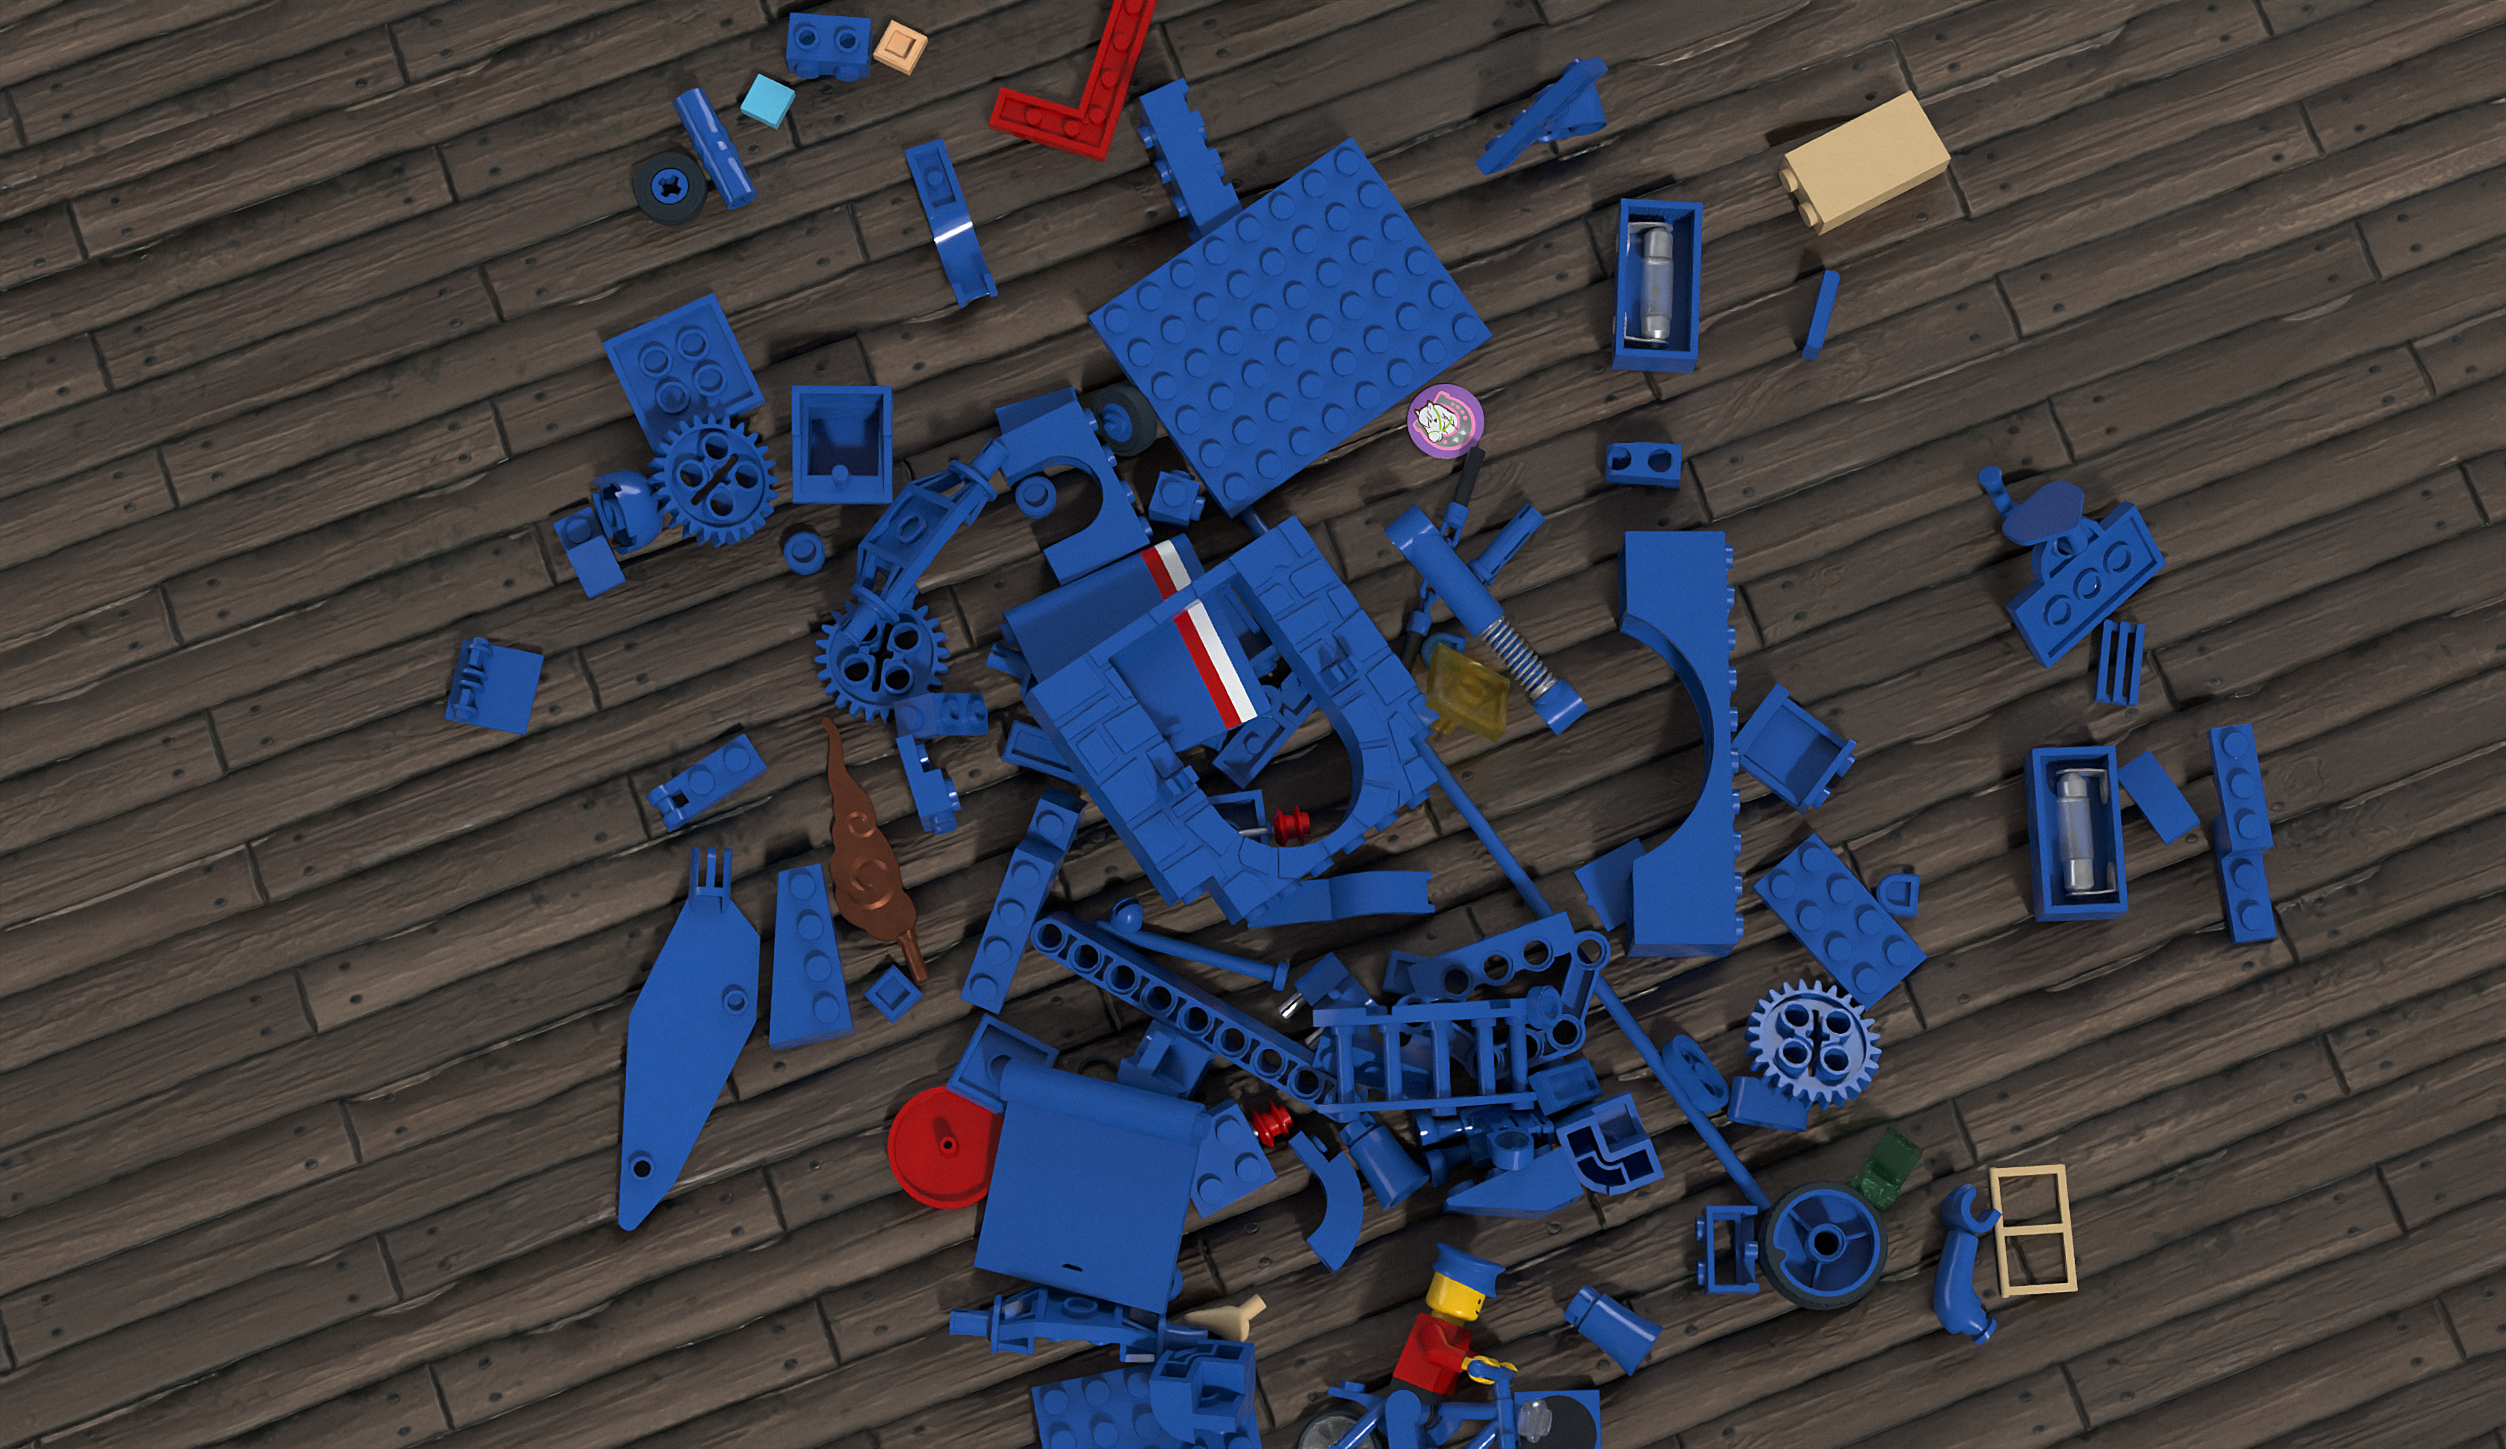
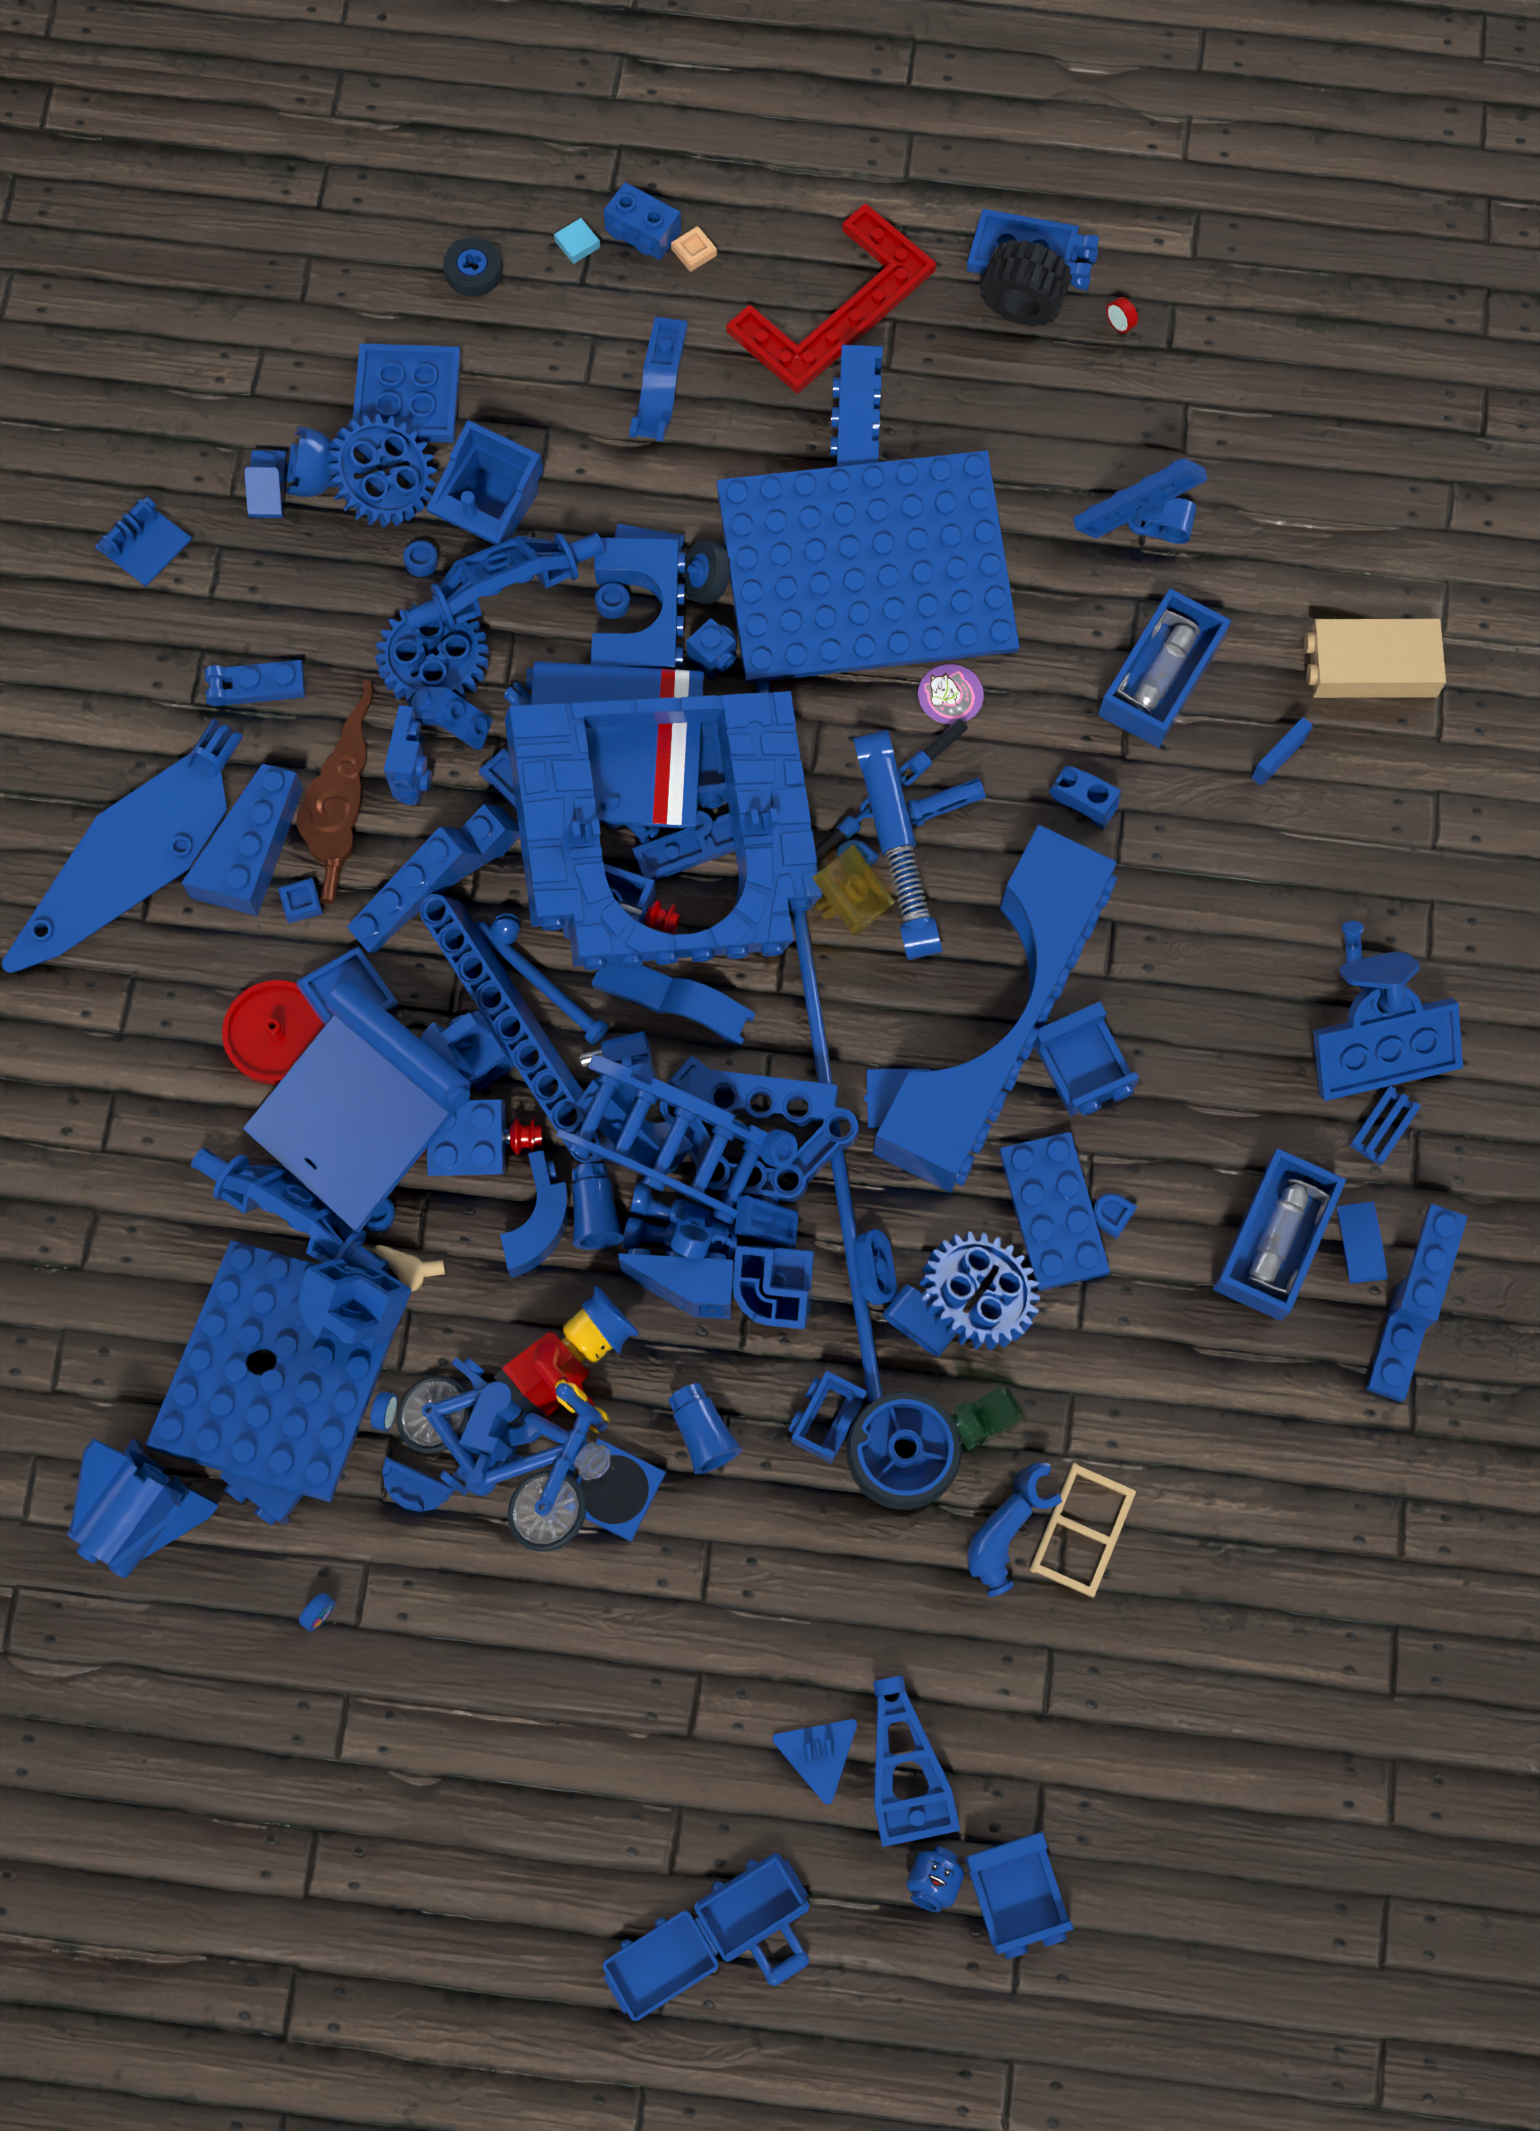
camera: 30 degrees right, 5 degrees down
(715, 148) = (519, 252): blue axle -> none

